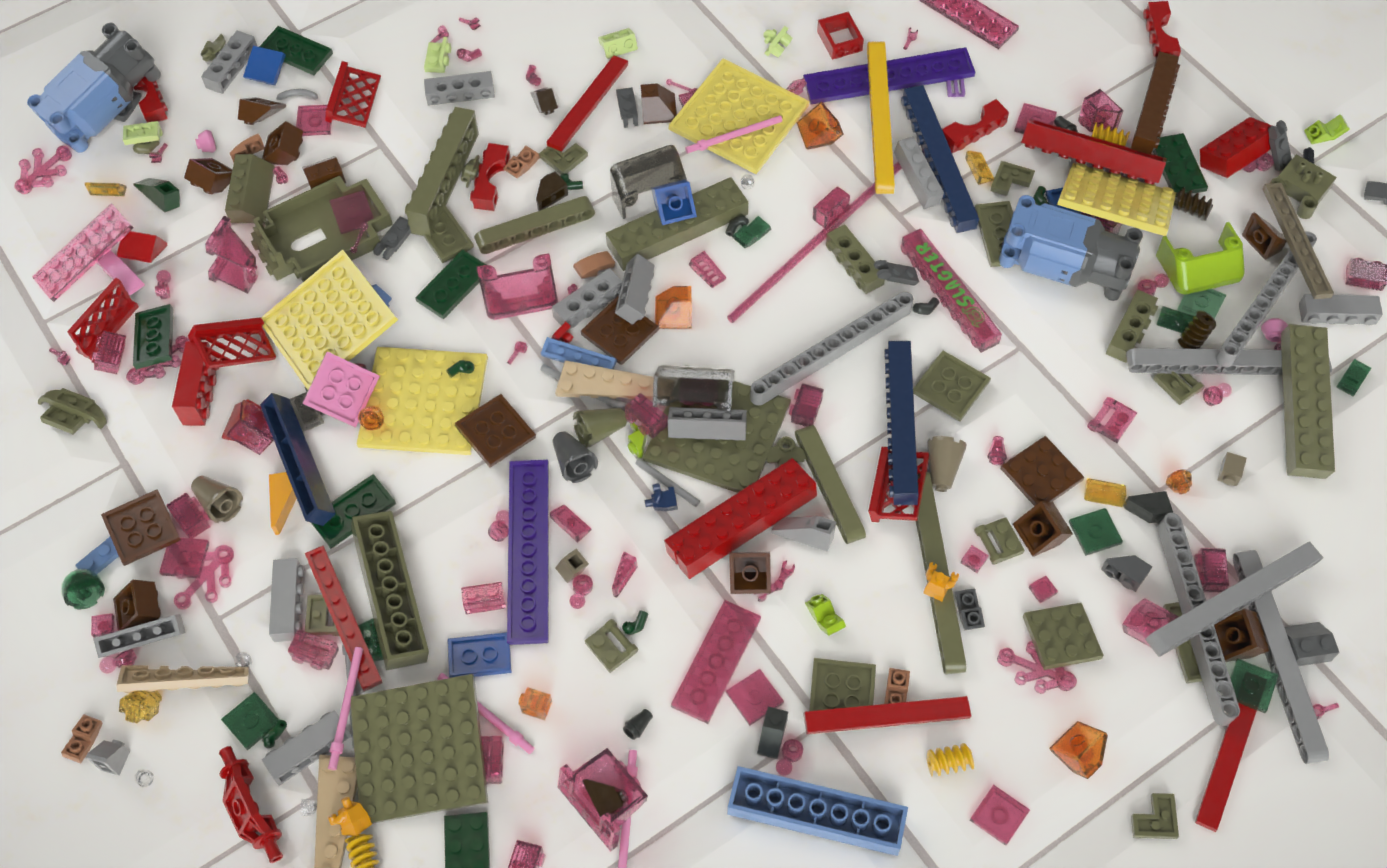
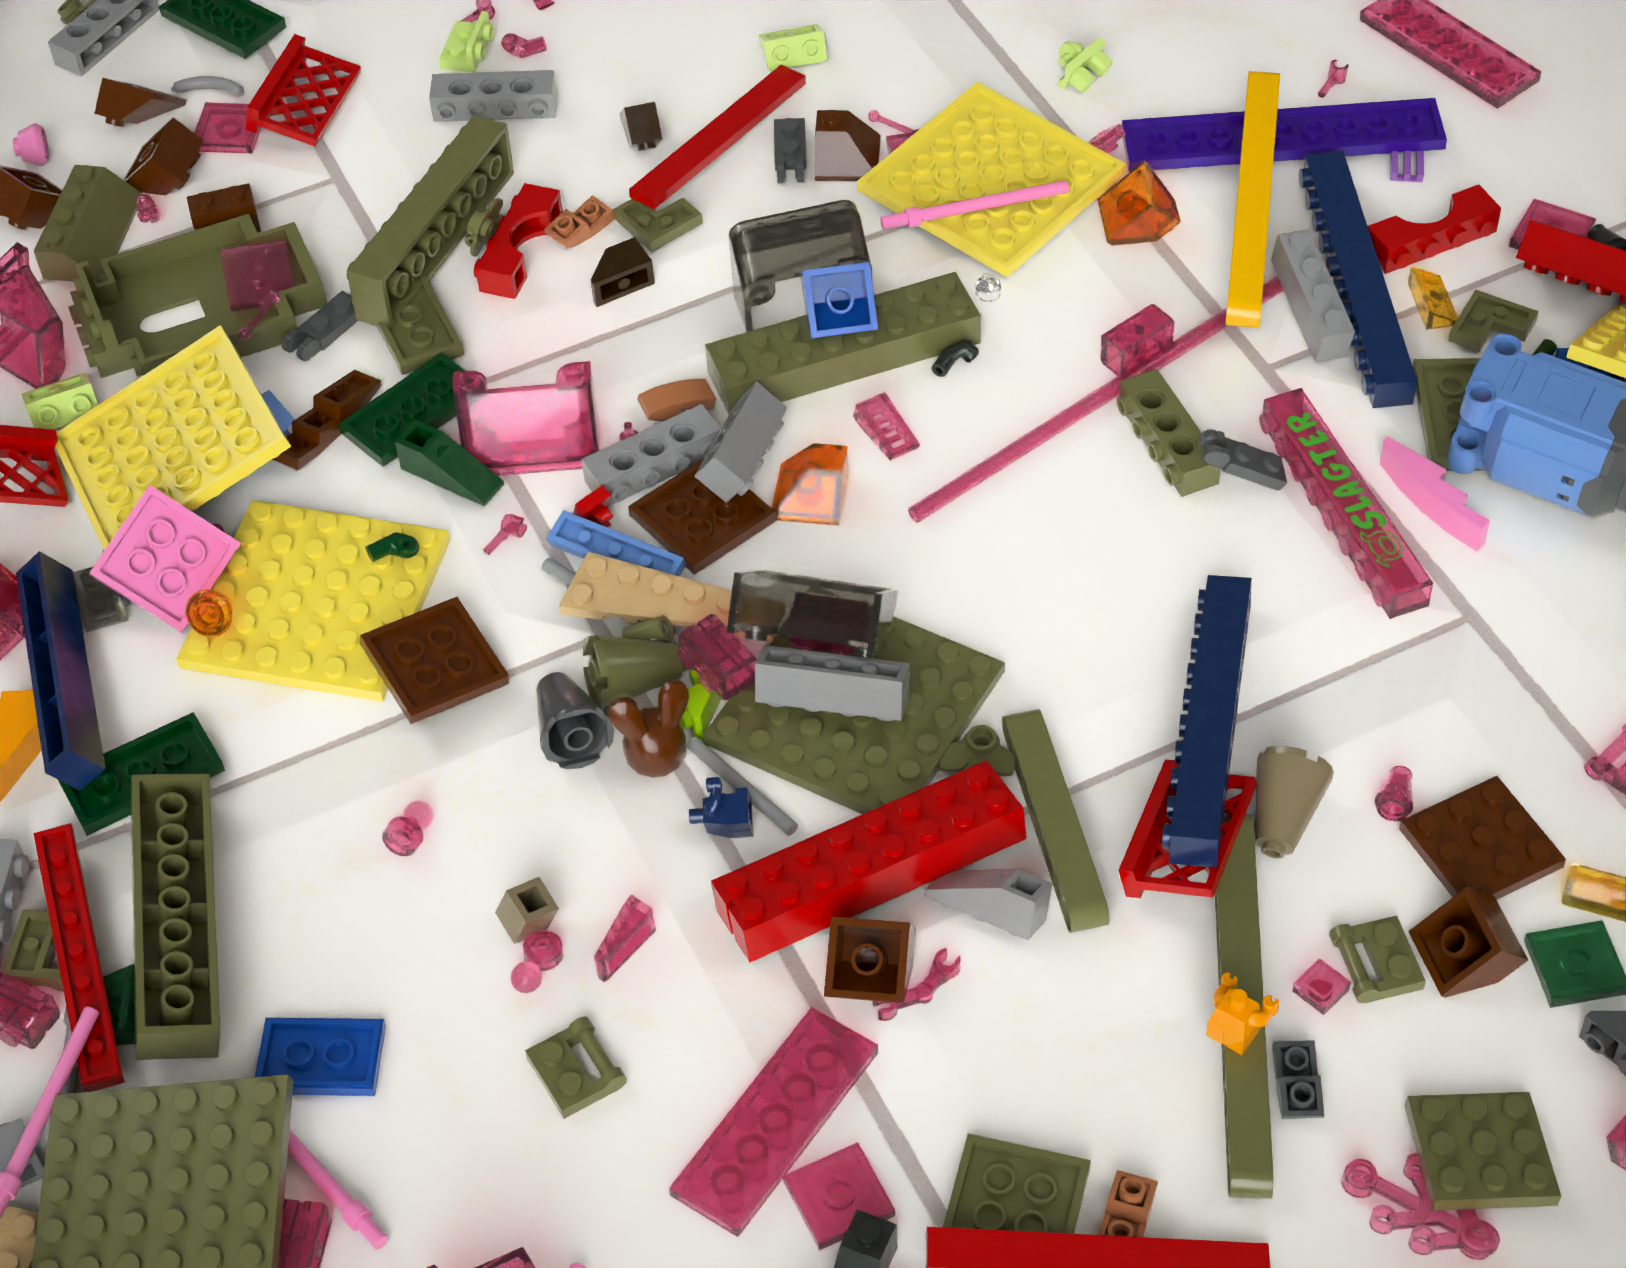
camera: 10 degrees right, 10 degrees down
(249, 146) = (109, 154): nougat slope -> none
(259, 299) = (60, 402): none -> yellowish green bracket
(264, 65) = (161, 35): blue tile -> none
(409, 288) = (319, 426): none -> reddish brown slope
(478, 315) = (445, 463): none -> dark green slope
(483, 598) = (348, 950): clear pink brick -> none
(528, 553) = (450, 884): dark purple plate -> none
(531, 77) = (627, 89): clear pink arm -> none
(534, 225) = (581, 324): olive beam -> none
(535, 703) = (406, 1154): clear orange brick -> none
(570, 522) = (541, 837): clear pink slope -> none
(571, 185) = (664, 267): dark green arm -> none
(606, 402) = (655, 629): none -> olive piece
(619, 462) = (653, 736): none -> reddish brown piece
(634, 627) = (630, 1037): dark green arm -> none
(636, 725) = (594, 1219): pearl dark grey cone -> none
(752, 233) = (984, 373): clear green slope -> none
(807, 405) = (1033, 674): clear pink brick -> none
(824, 614) = (1004, 1055): lime slope -> none
(830, 348) = (1094, 578): light grey beam -> none
(837, 23) = (1197, 44): red window -> none
(926, 308) = (1292, 529): pearl dark grey arm -> none
(951, 385) = (1322, 668): olive plate -> none
(989, 277) = (1425, 487): none -> bright pink slope
(1043, 589) = (1454, 1059): clear pink plate -> none

